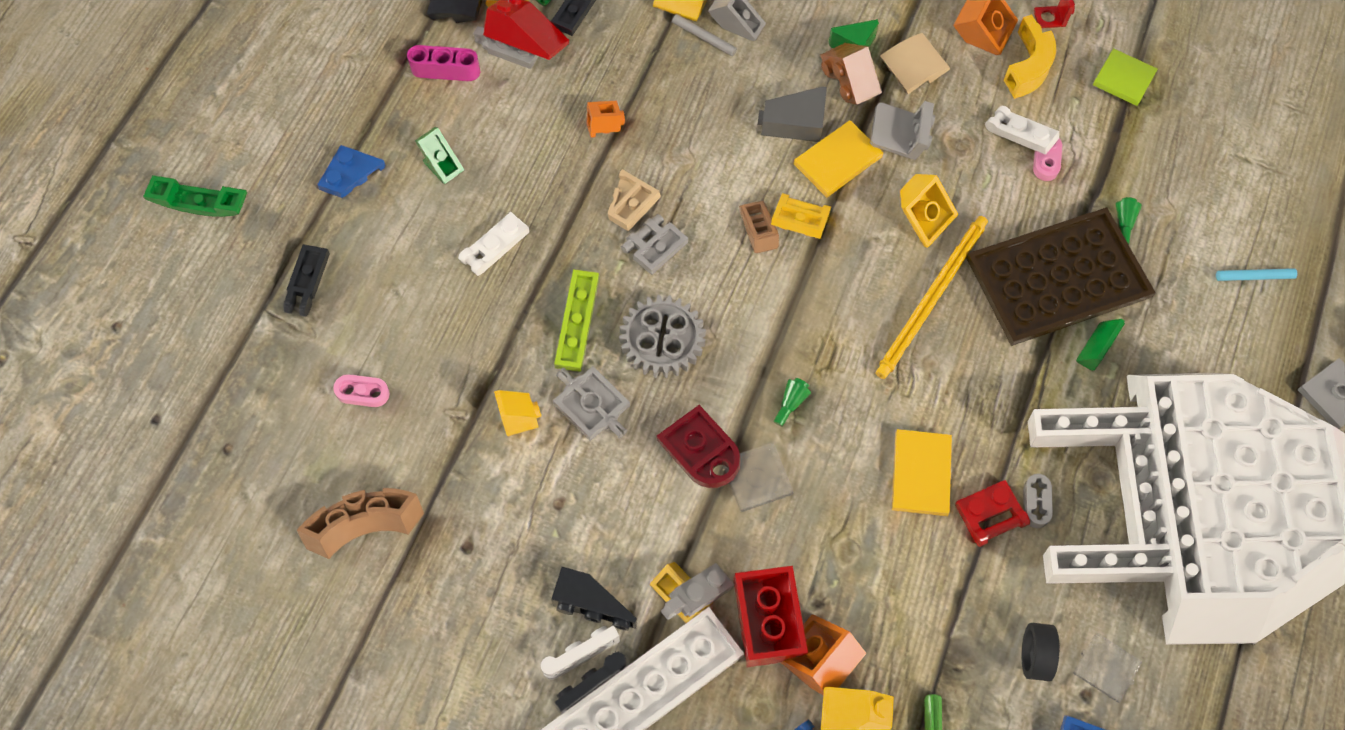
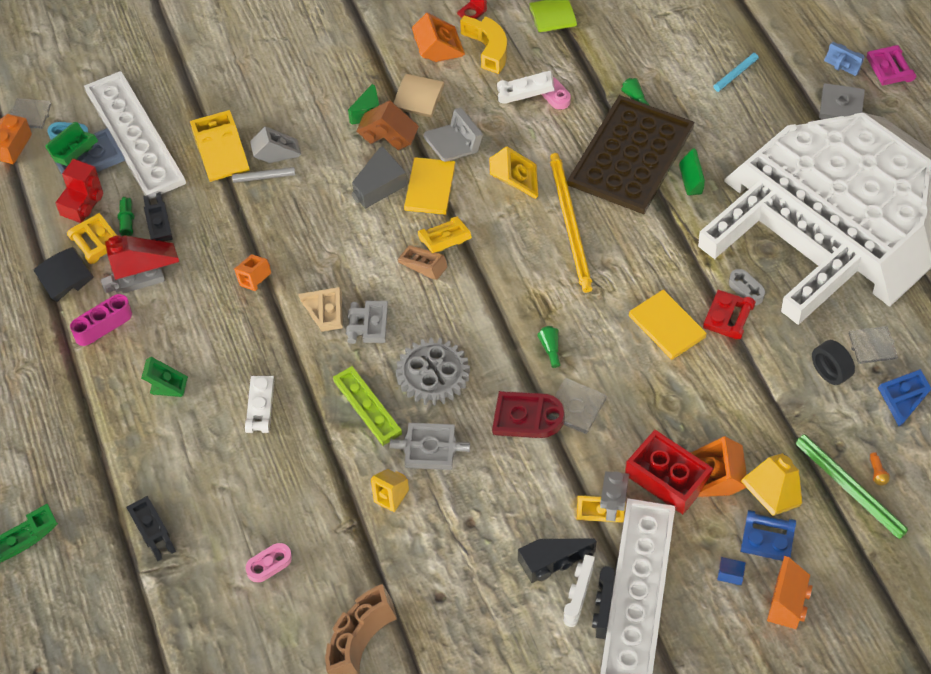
camera: 40 degrees left, 10 degrees down
(348, 170) = (104, 439): blue wing -> none

